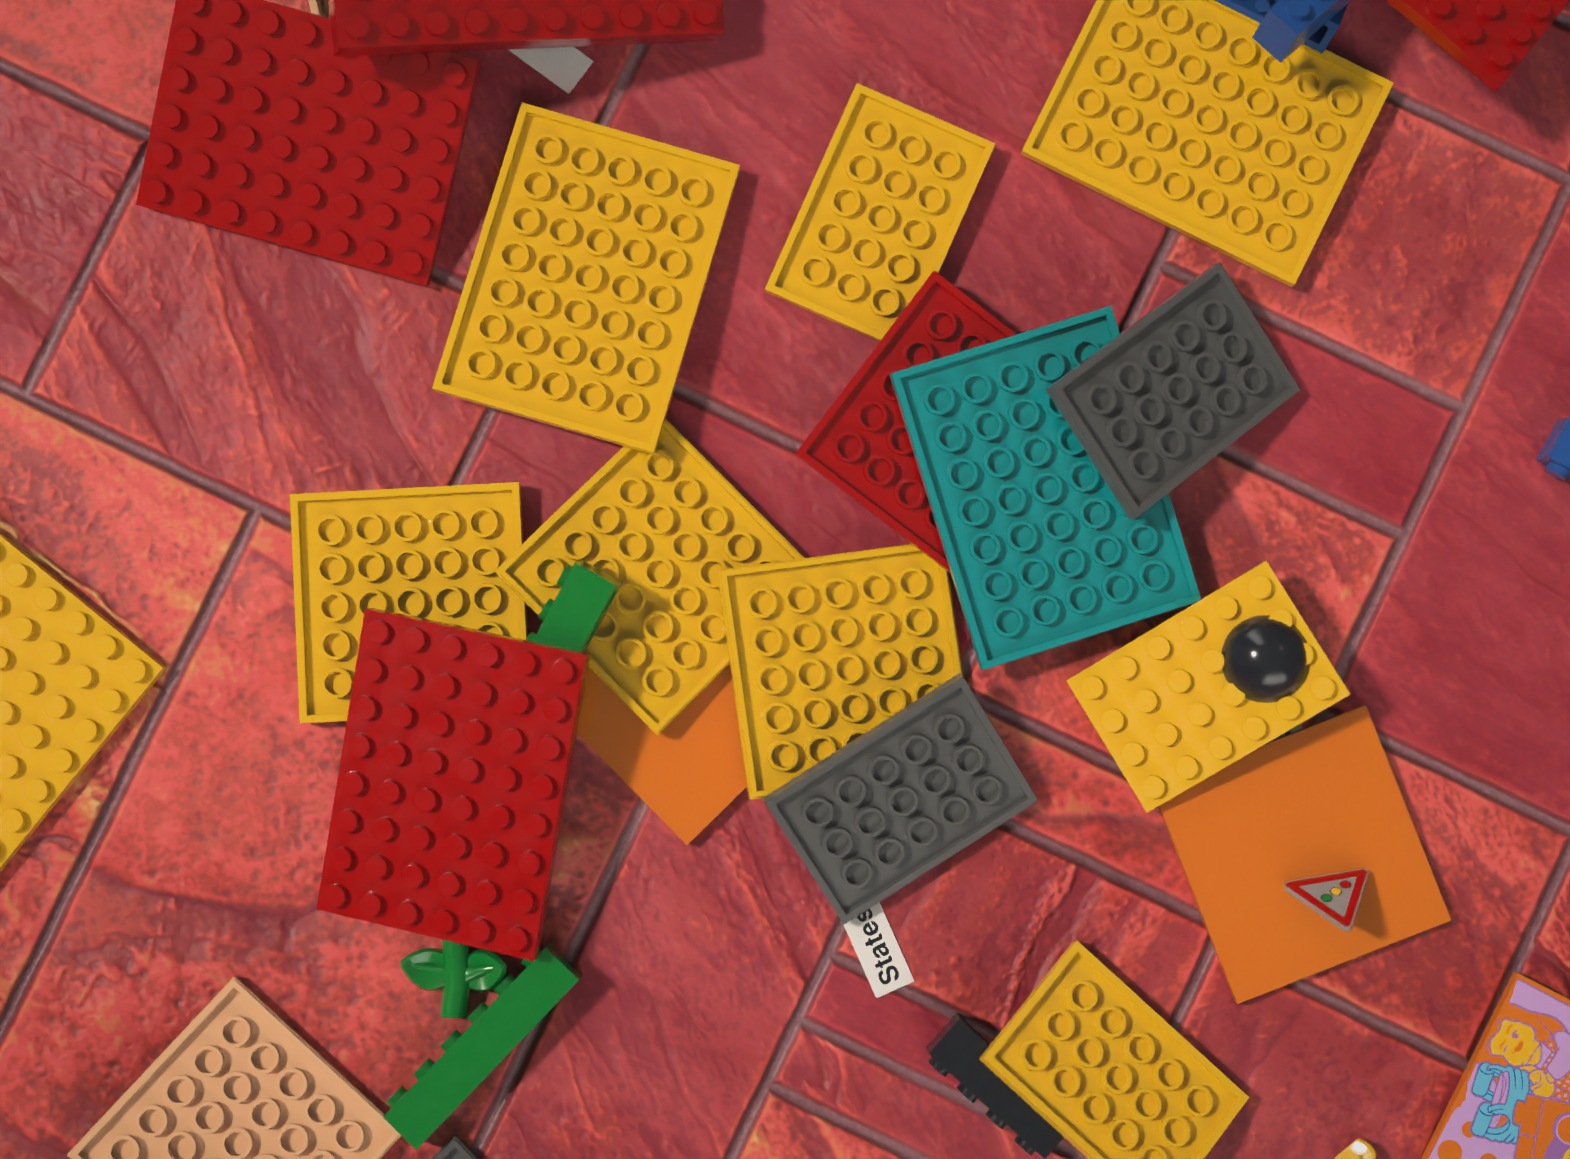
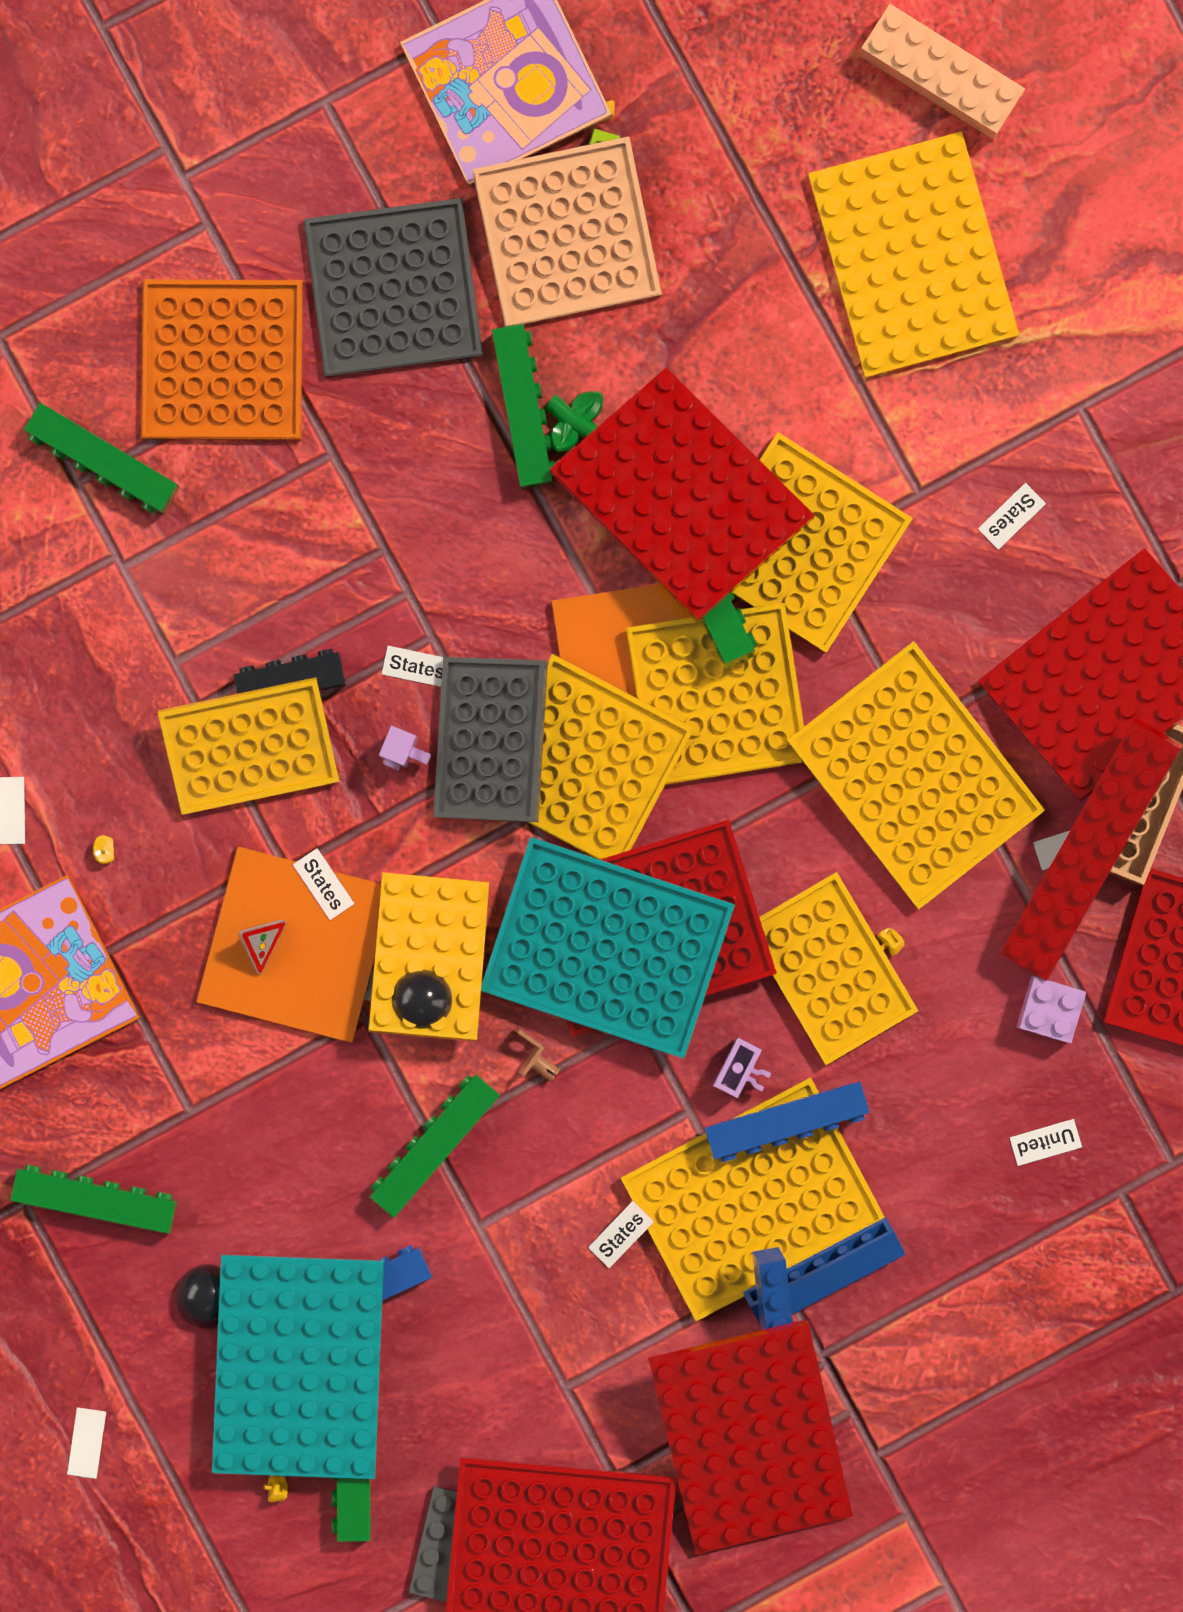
camera: 125 degrees right, 0 degrees up
(207, 383) = (1011, 516): none -> white sticker
(798, 172) = (891, 940): none -> yellow piece
(989, 897) = (399, 748): none -> lavender brick
(1073, 238) = (738, 1067): none -> lavender brick
(1093, 138) = (786, 1120): none -> blue brick
(1173, 390) = (610, 1060): dark grey plate -> none
(1208, 871) = (323, 884): none -> white sticker
(1232, 481) = (536, 1061): none -> nougat bracket
(1356, 239) = (621, 1234): none -> white sticker
(1413, 524) = (435, 1145): none -> green brick

